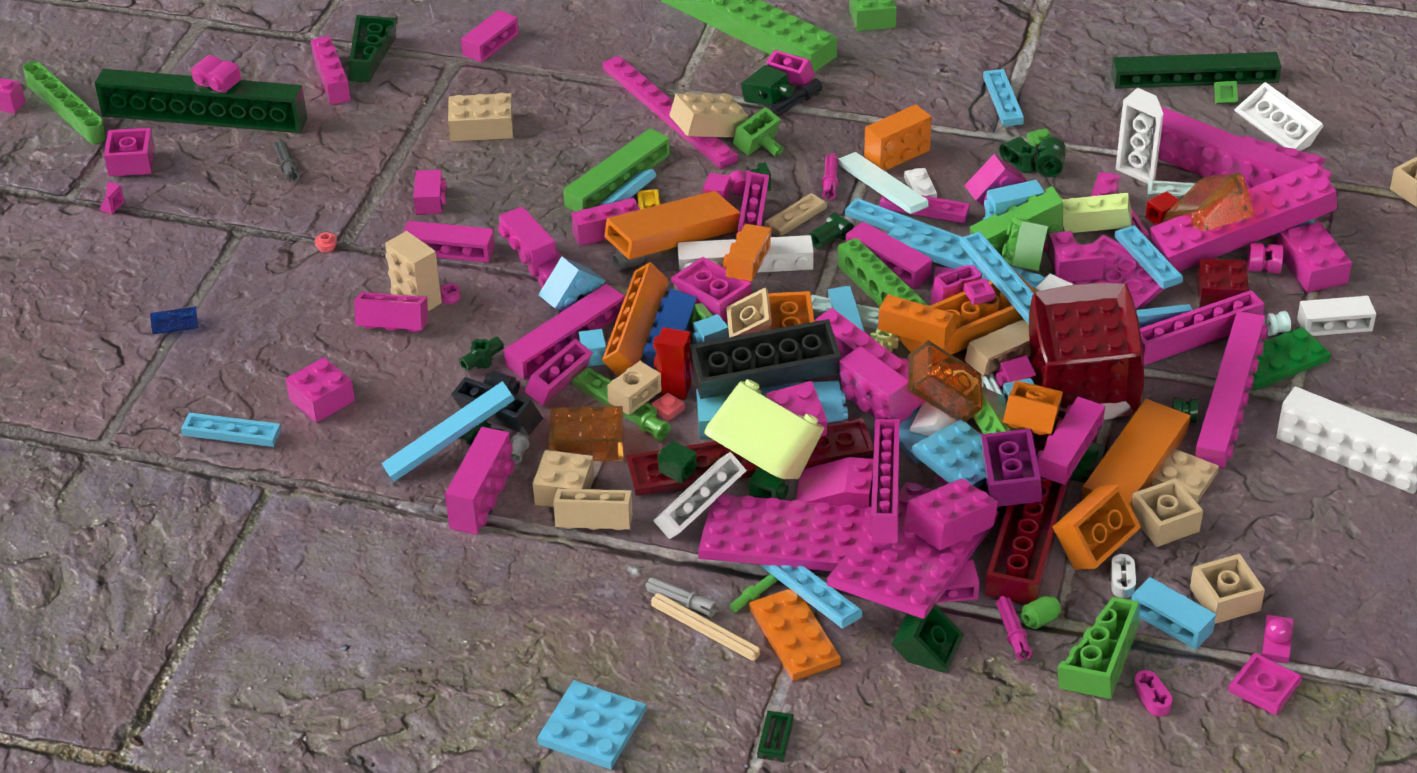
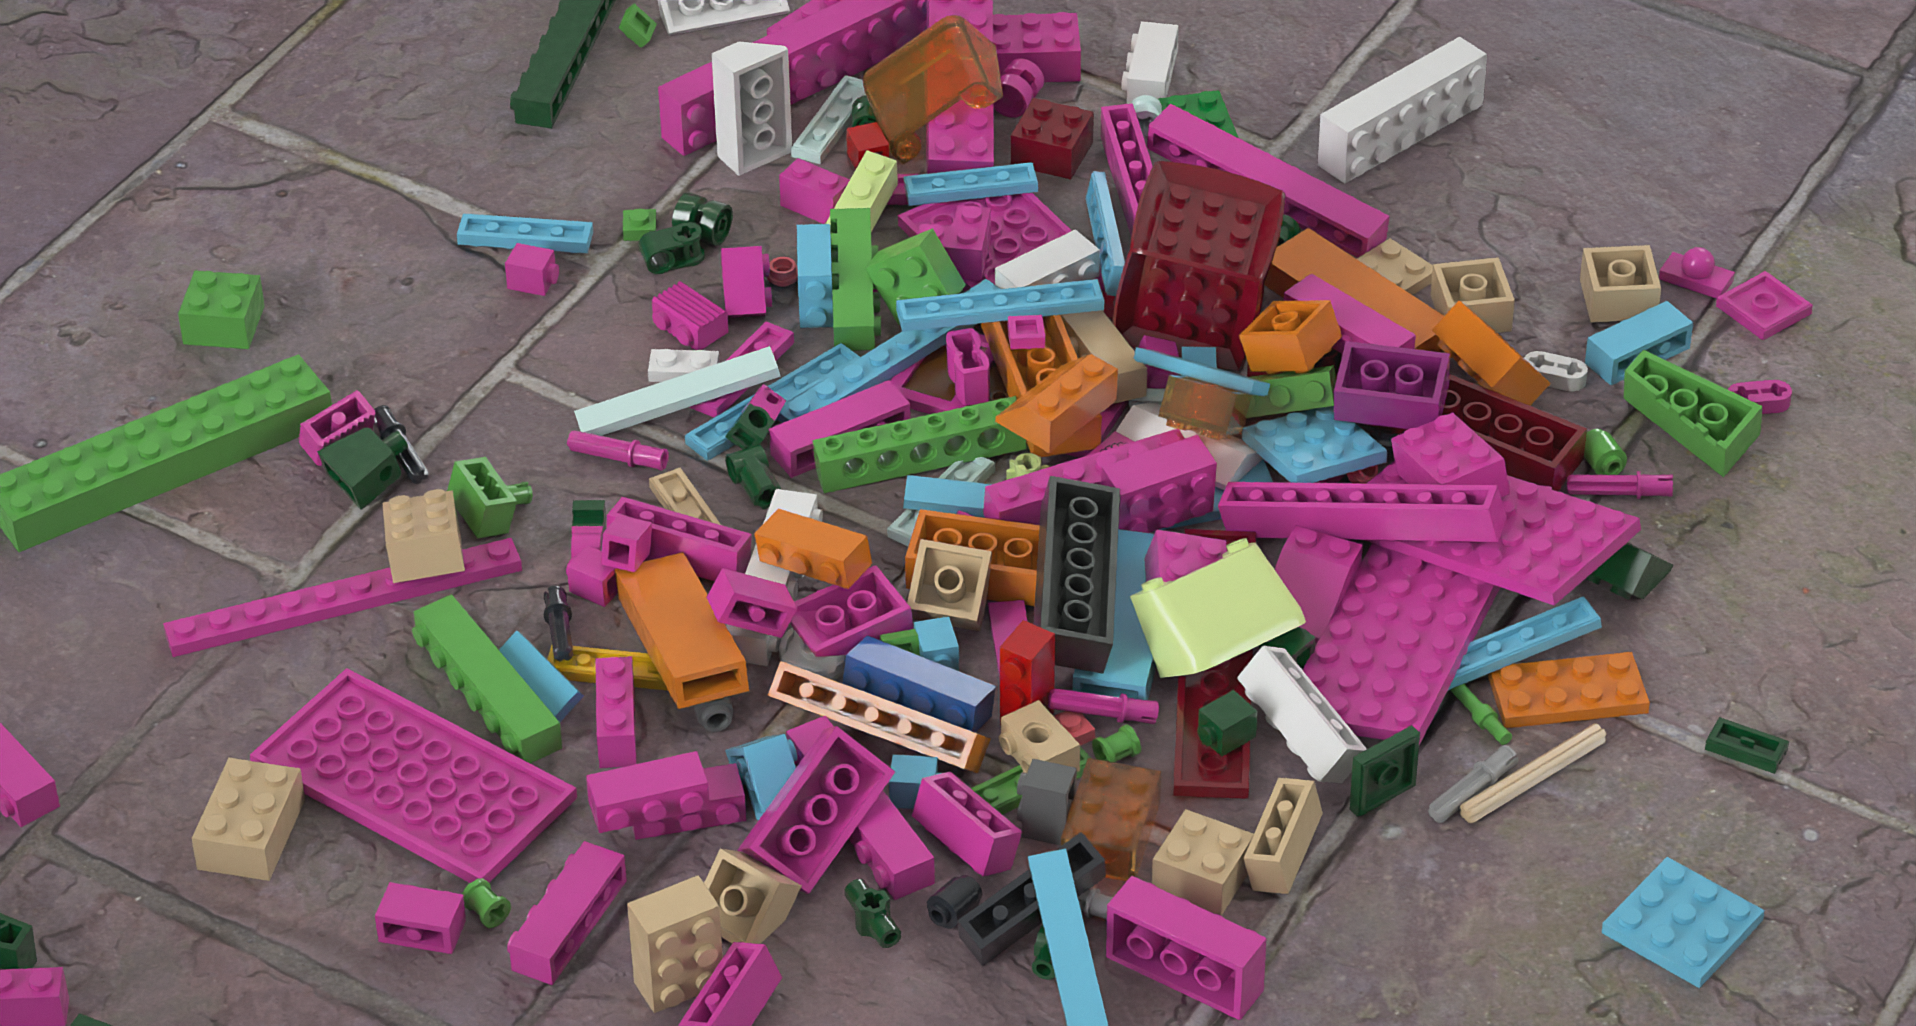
camera: 75 degrees left, 0 degrees up
(447, 211) = (489, 906): none -> bright green bush
(479, 302) = (749, 896): none -> tan slope
(534, 164) = (416, 777): none -> dark pink plate
(539, 303) = (817, 808): none -> dark pink slope
(583, 390) = (1046, 800): none -> dark grey brick
(662, 543) = (1384, 771): none -> dark green tile
(672, 185) = (557, 616): none -> black axle
(684, 235) = (751, 603): none -> dark pink brick
(686, 419) = (1118, 707): none -> dark pink axle
(727, 184) = (626, 543): none -> dark pink brick
(877, 215) = (756, 418): none -> dark green leg
(898, 137) = (590, 348): orange brick -> none
(958, 173) = (689, 316): none -> dark pink brick
(969, 106) = (531, 269): none -> dark pink brick
(984, 378) = (1201, 372): none -> medium azure tile

